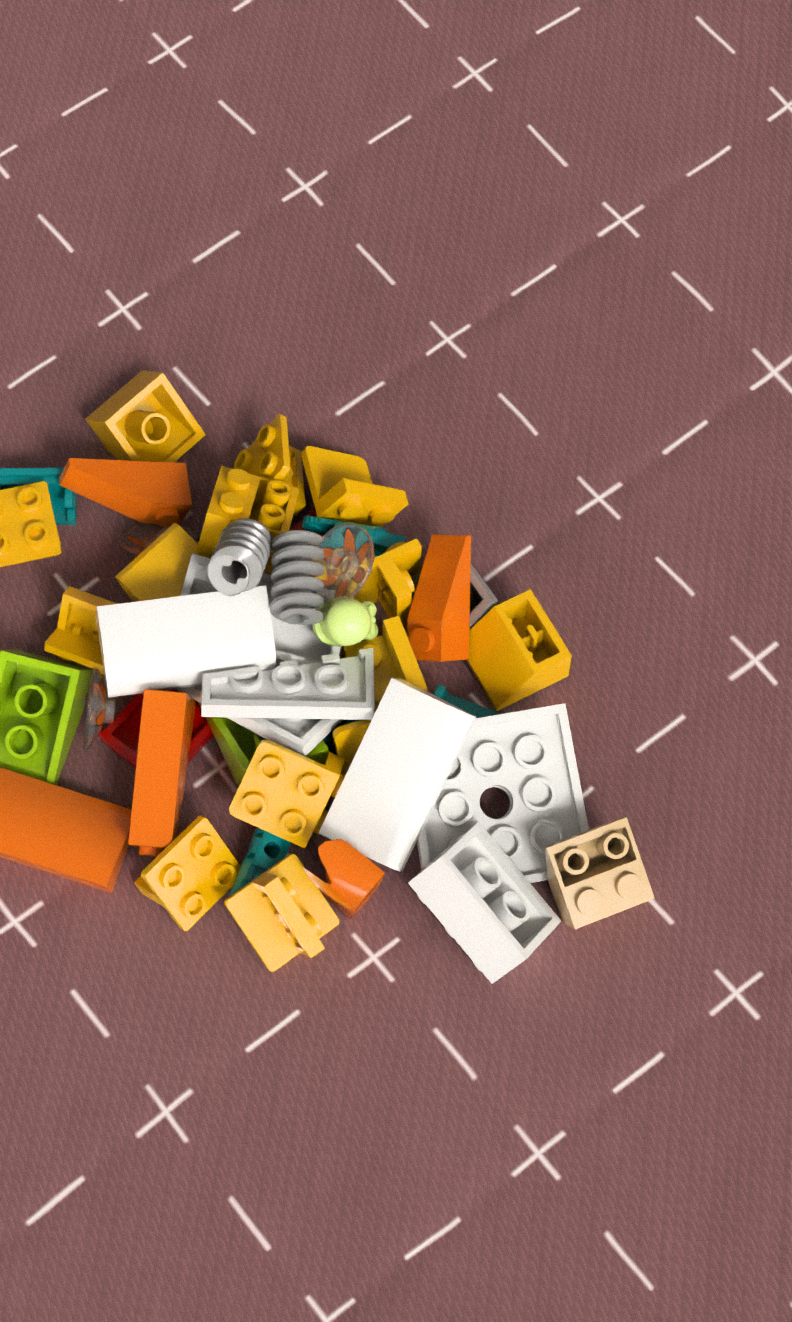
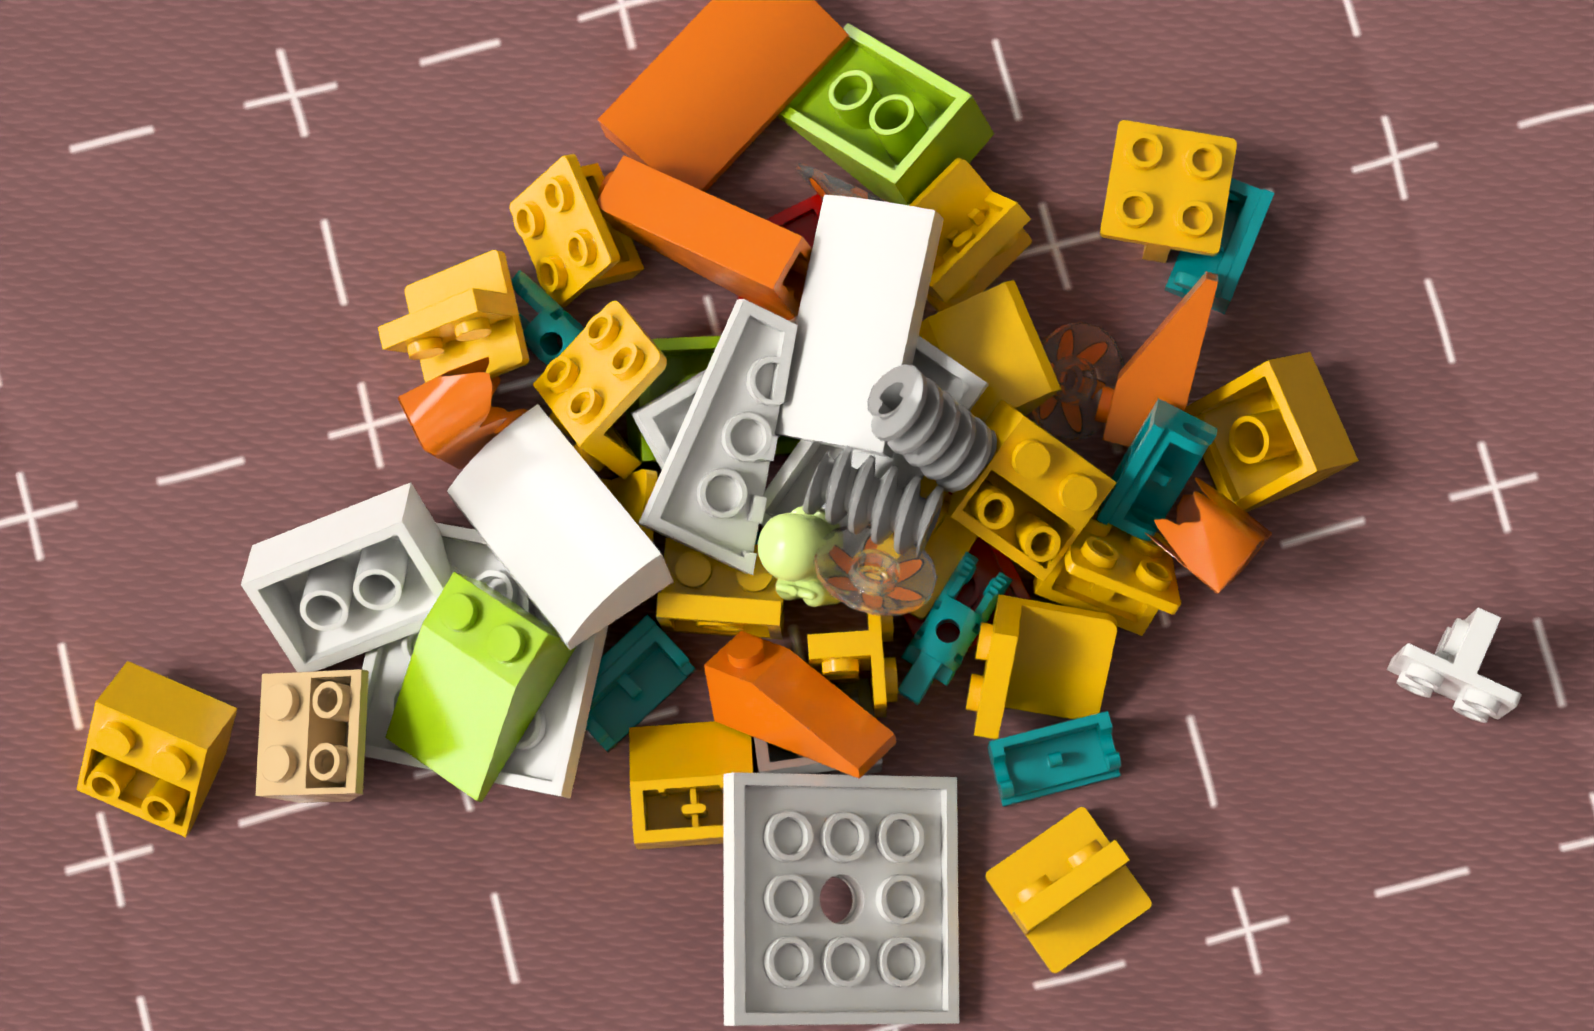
camera: 120 degrees right, 15 degrees up
(189, 466) = (1155, 469): none -> teal hinge
(222, 433) = (1212, 537): none -> orange piece
(242, 270) = (1455, 668): none -> white bracket
(397, 467) = (1054, 759): none -> teal hinge
(471, 431) = (1068, 889): none -> yellow bracket
(521, 783) = (474, 684): none -> lime slope
(564, 502) = (900, 859): none -> white piece
(653, 986) = (155, 747): none -> yellow slope

